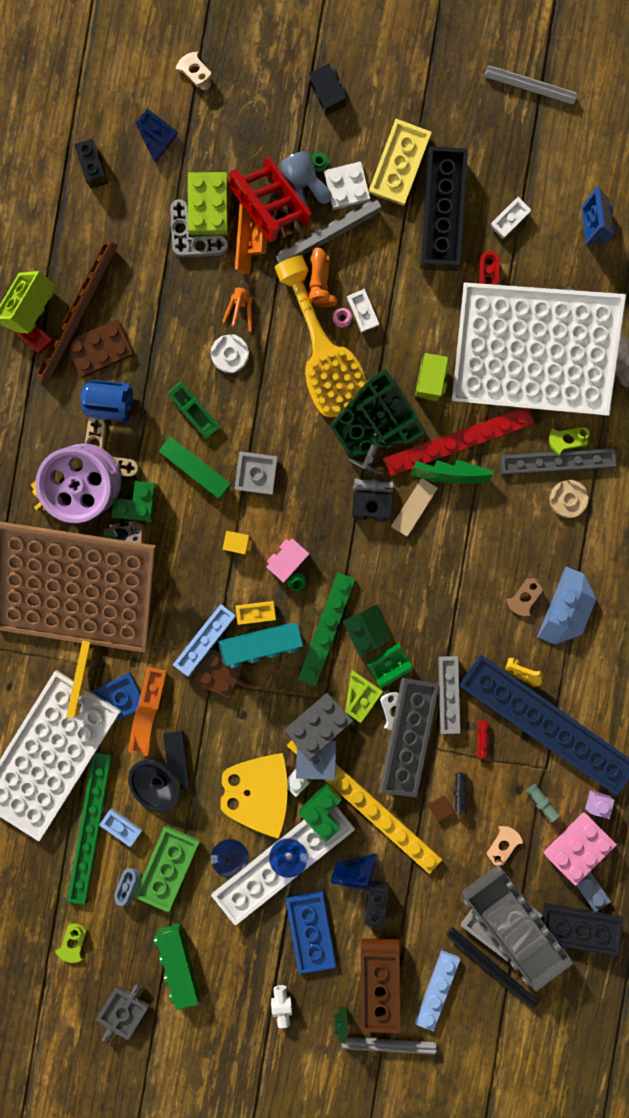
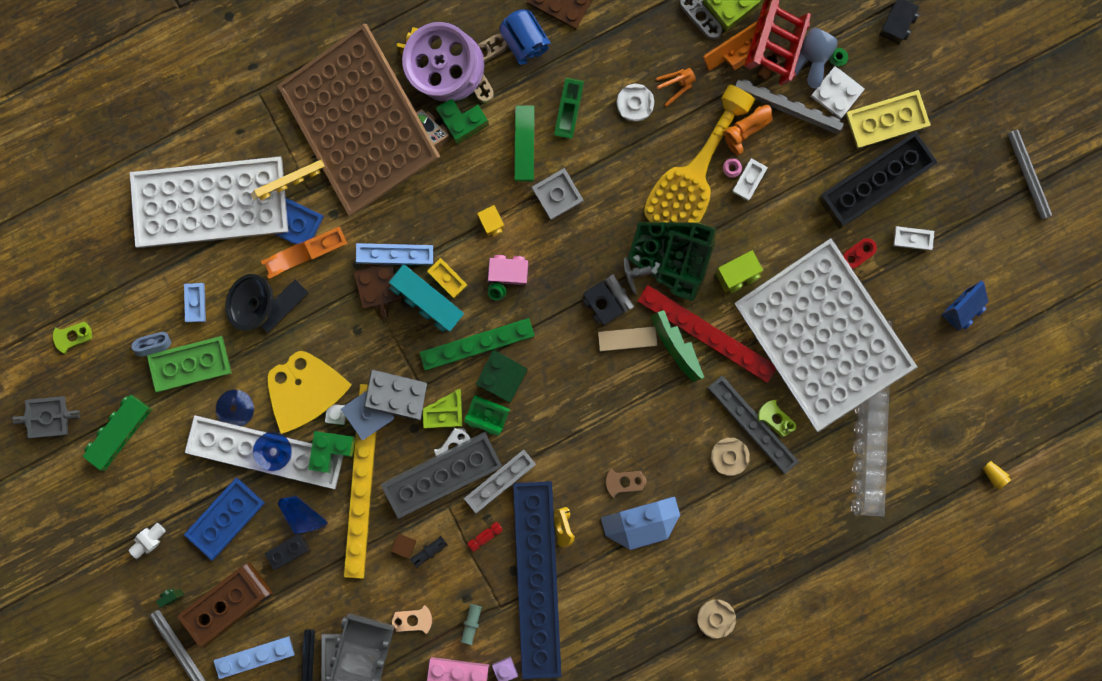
camera: 55 degrees right, 5 degrees down
(90, 828) = (175, 279): green tile -> none

